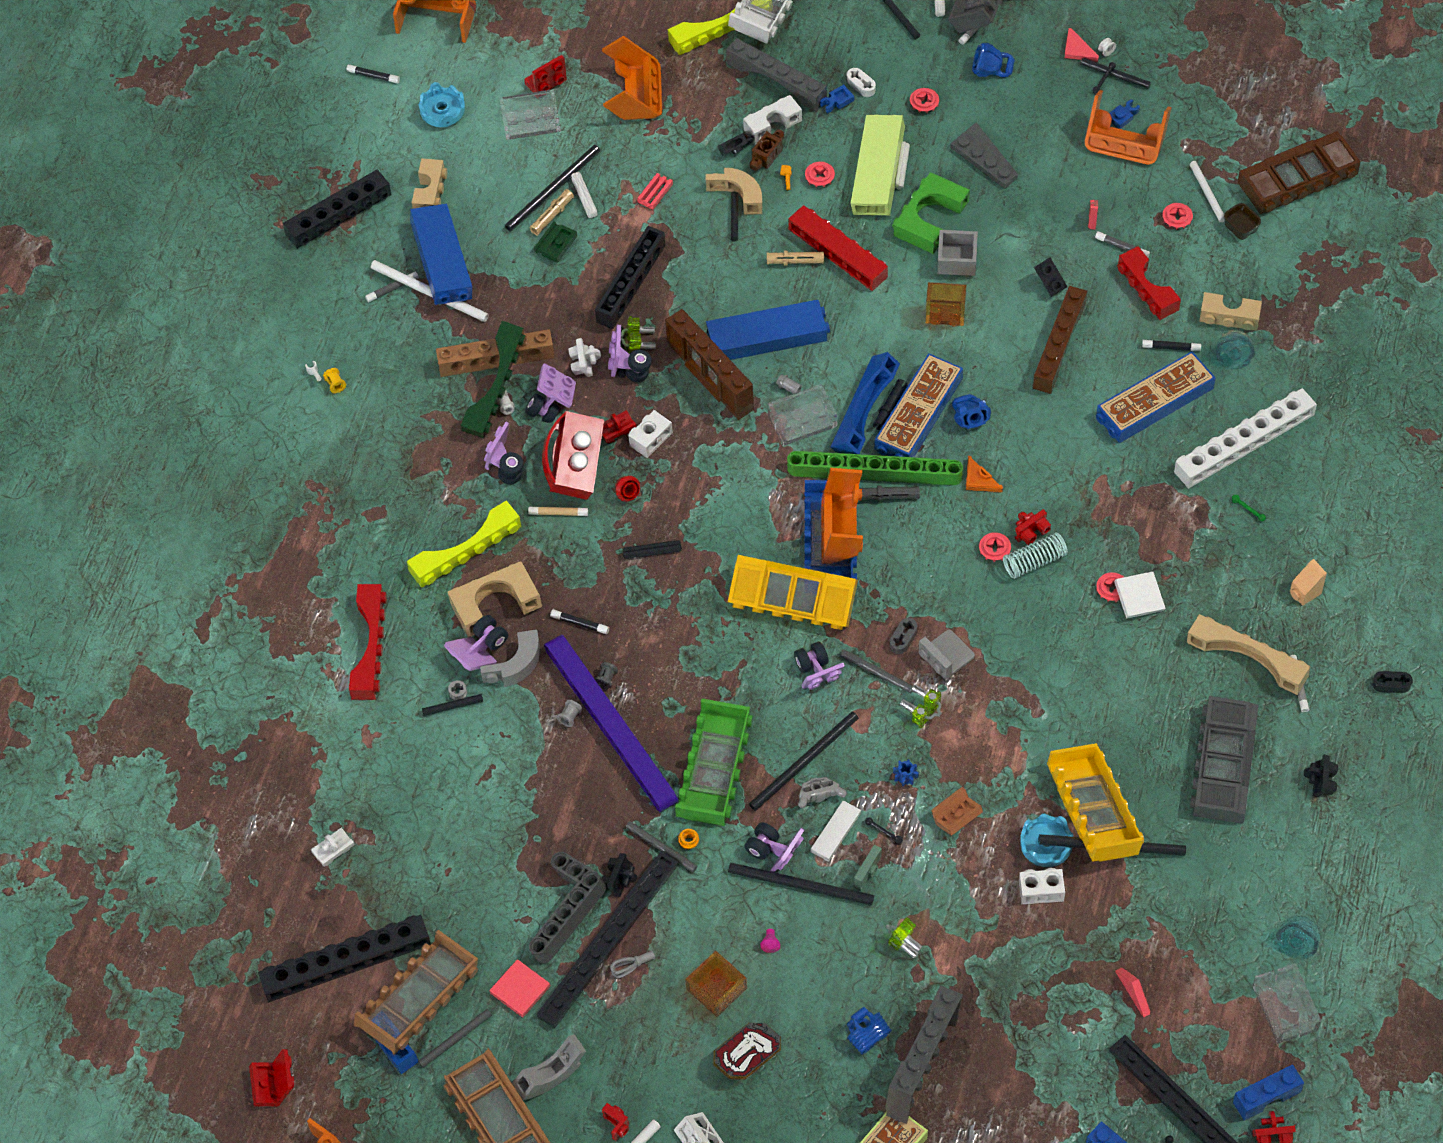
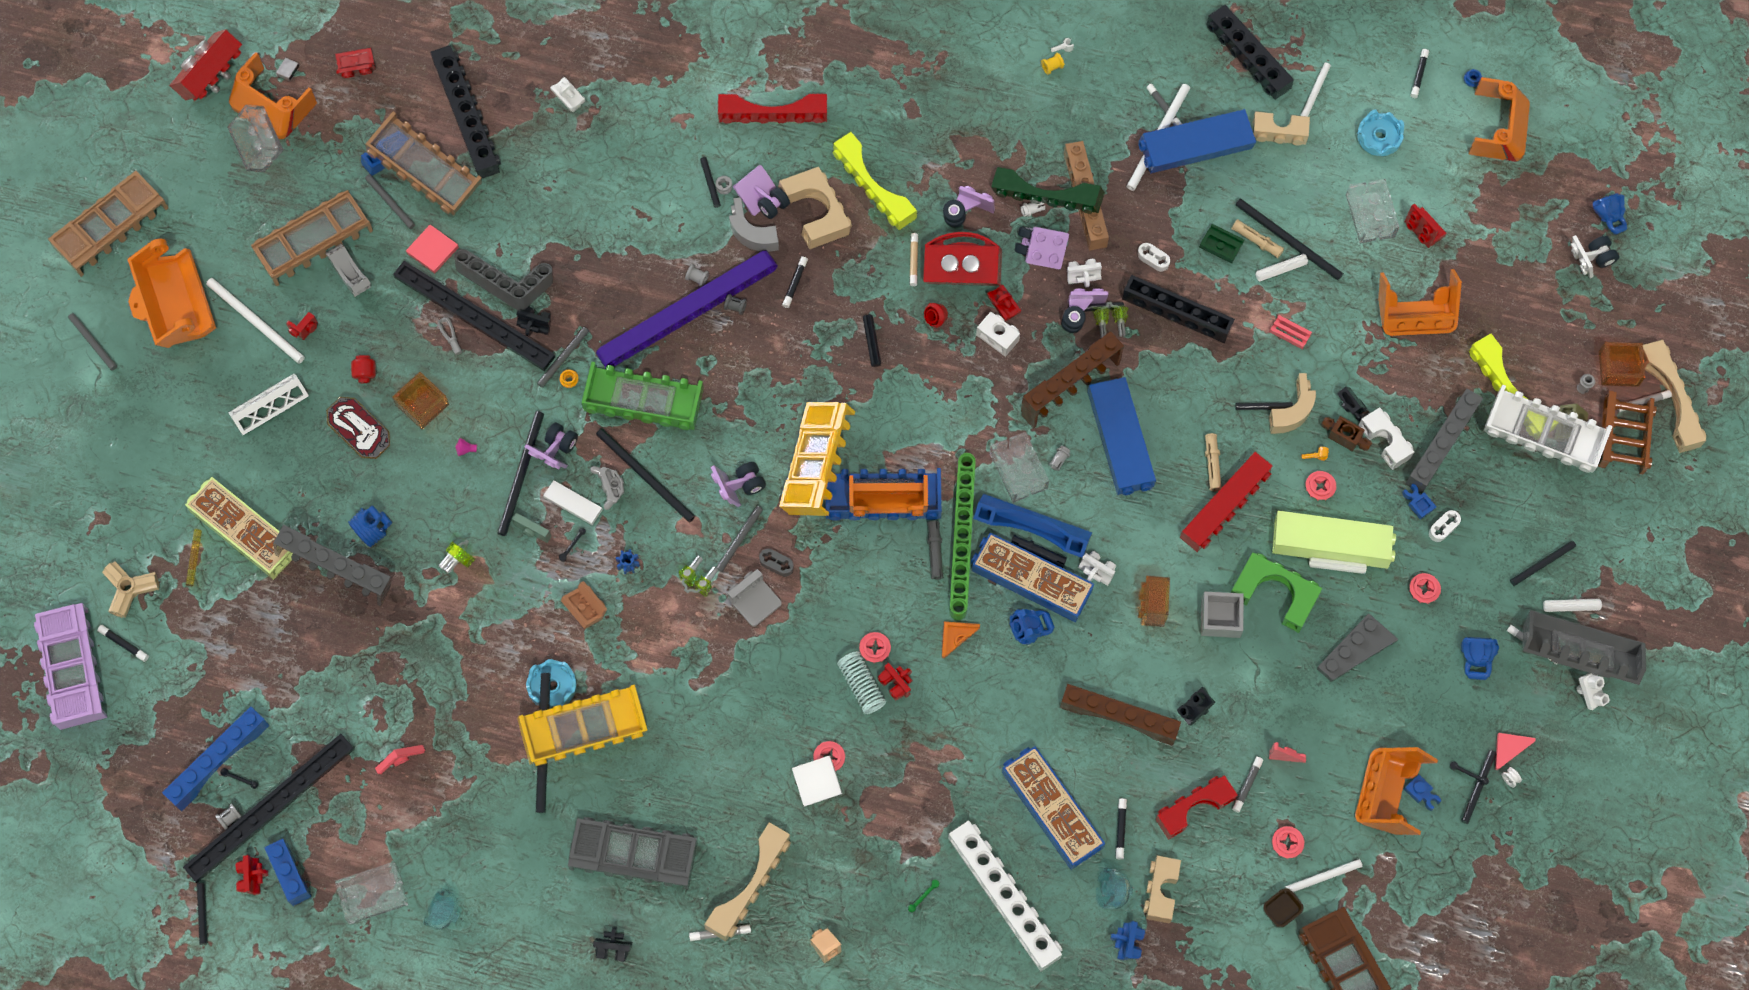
camera: 85 degrees right, 10 degrees up
(383, 31) = (1472, 74): none -> blue plate
(386, 159) = (1314, 93): none -> white bar
(565, 299) = (1153, 257): none -> white beam
(672, 1050) = (363, 368): none -> red head
(911, 354) = (1096, 570): none -> white hips
(1042, 892) = (501, 679): white brick -> none
(1282, 340) = (1125, 941): none -> blue hips

